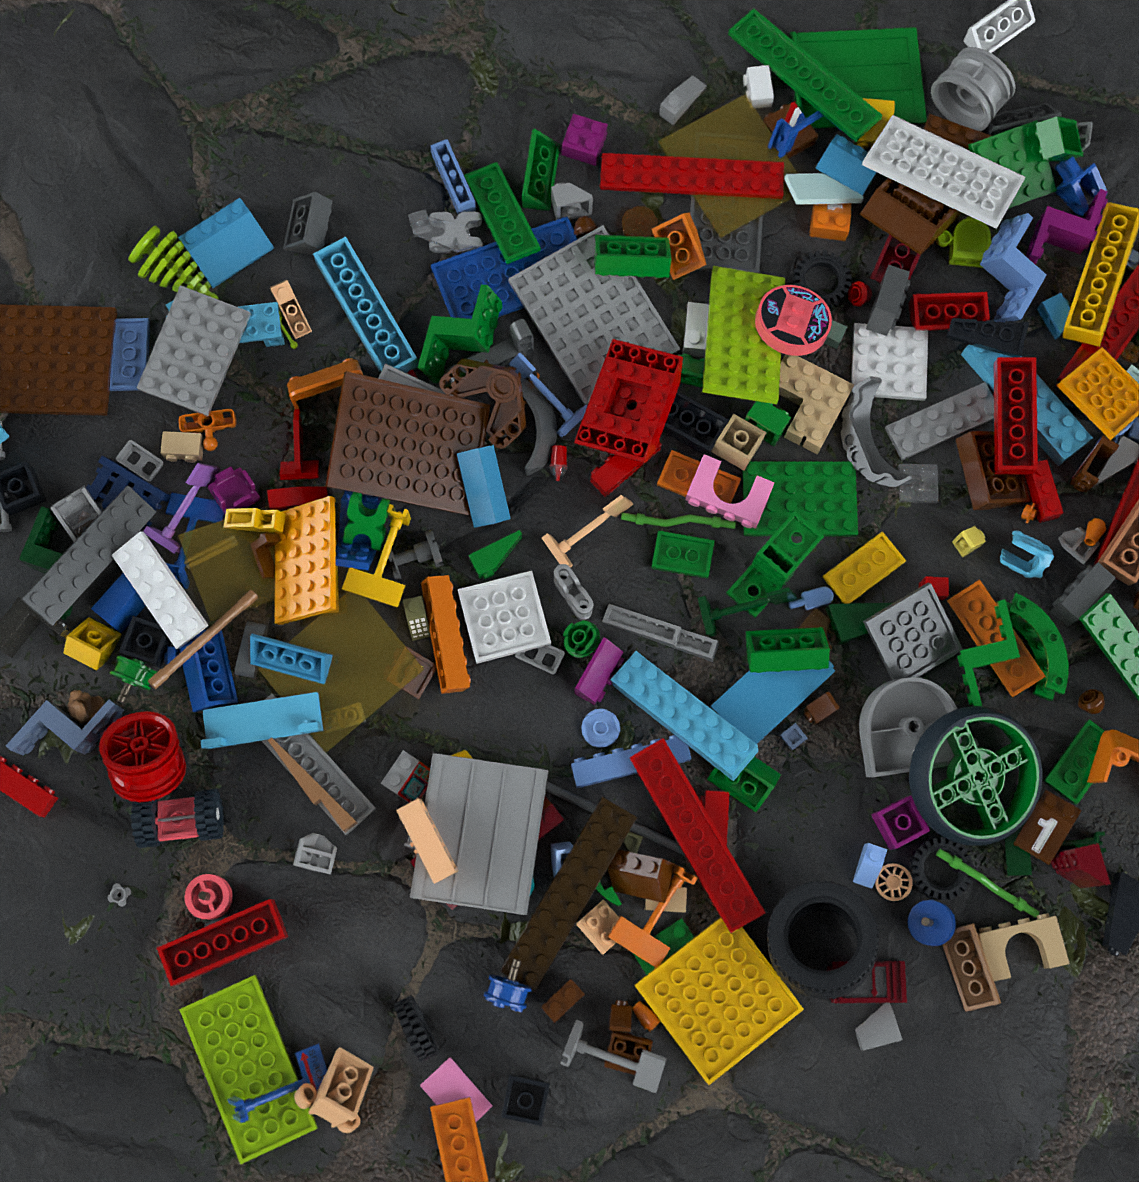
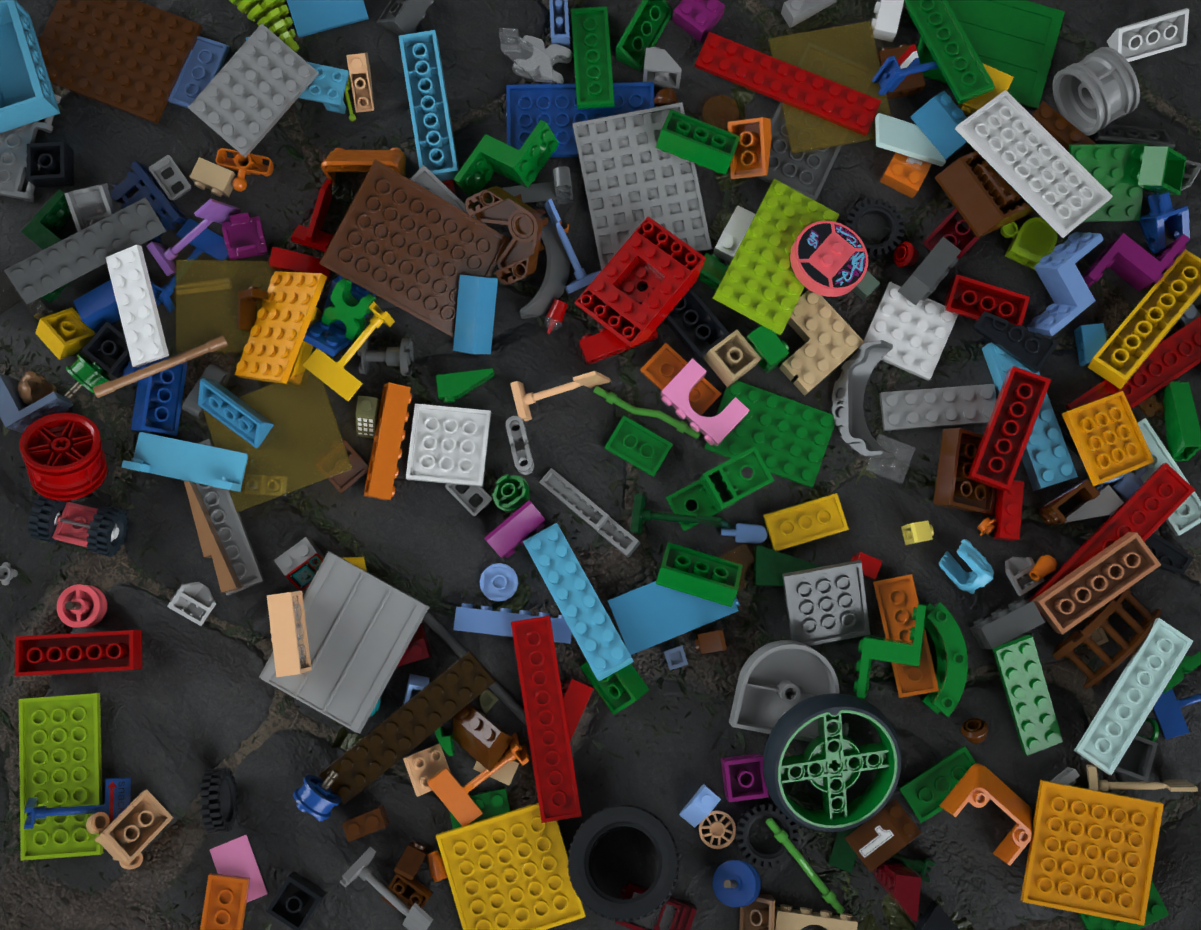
camera: 25 degrees right, 5 degrees up
(254, 520) = (251, 271): yellow slope -> none

